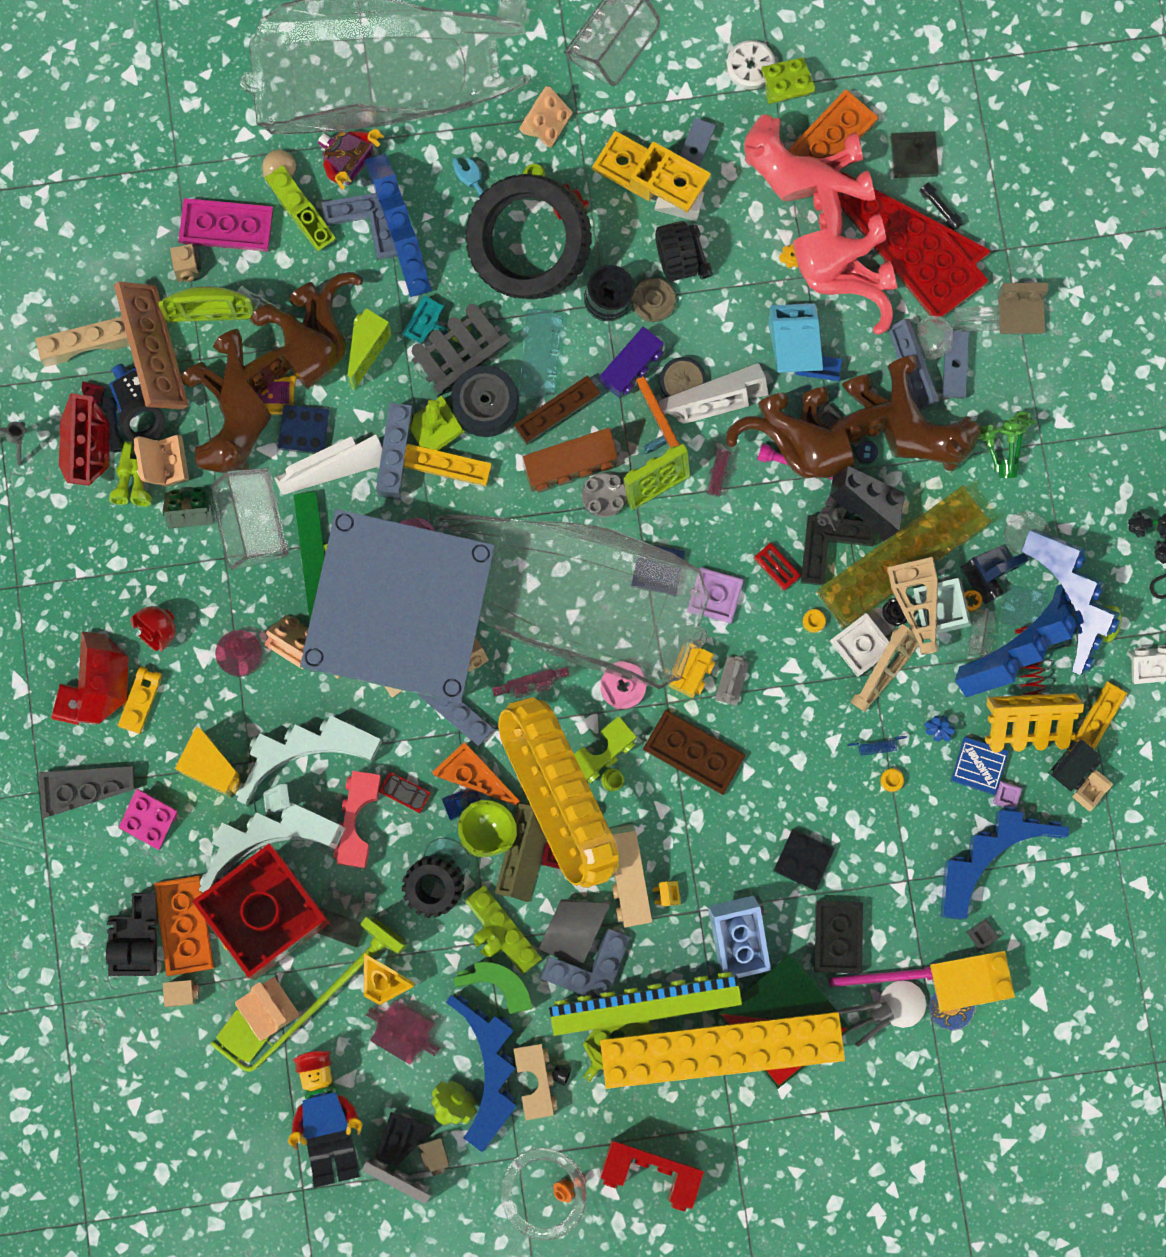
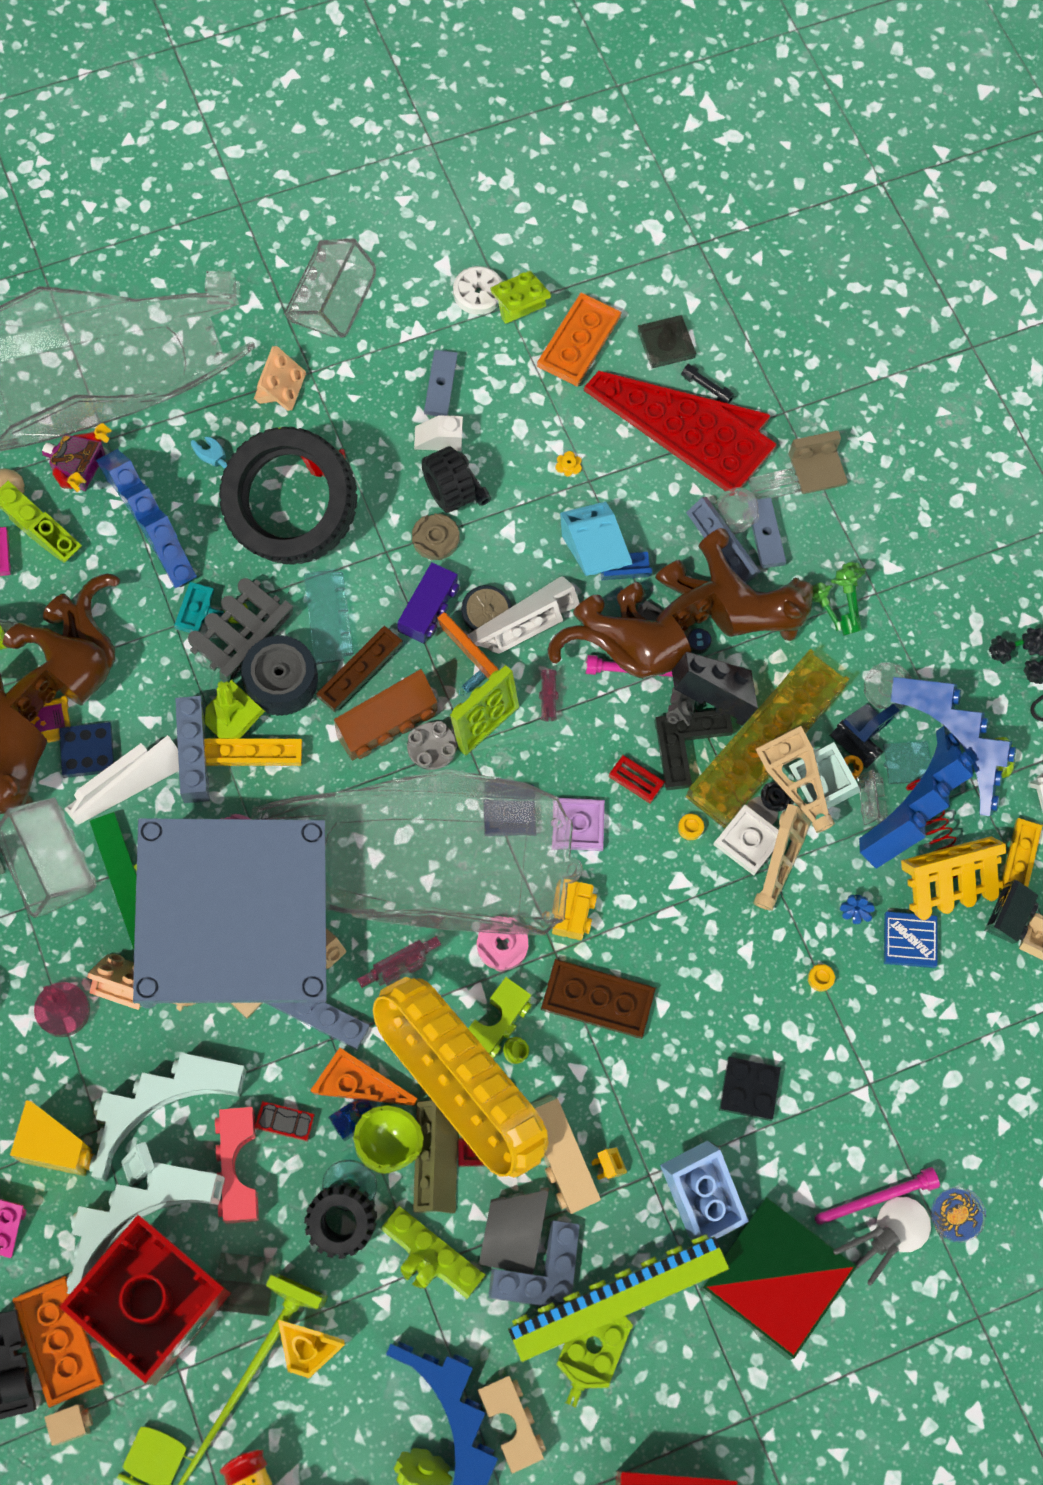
camera: 15 degrees left, 10 degrees down
(267, 1008) = (176, 1416): light nougat bracket -> none
(362, 208) = (104, 509): sand blue plate -> none
(368, 340) = (139, 638): lime slope -> none
(402, 1031) = (342, 1403): clear pink plate -> none
(510, 984) = (444, 1308): bright green arch -> none
(561, 1074) = (540, 1406): black hinge -> none
(608, 281) = (387, 536): black wheel -> none
(651, 171) = (402, 408): yellow bracket -> none
(722, 1050) = (719, 1329): yellow brick -> none
(732, 680) = (620, 910): light grey hinge -> none
(825, 256) = (602, 451): coral animal -> none
(838, 937) = (812, 1166): pearl dark grey plate -> none
(874, 747) = (797, 945): blue piece -> none
(962, 876) = (928, 1063): blue arch -> none
(972, 981) = (974, 1178): yellow slope -> none
(982, 935) = (968, 1124): dark grey tile -> none
(1007, 795) = (949, 965): lavender tile -> none

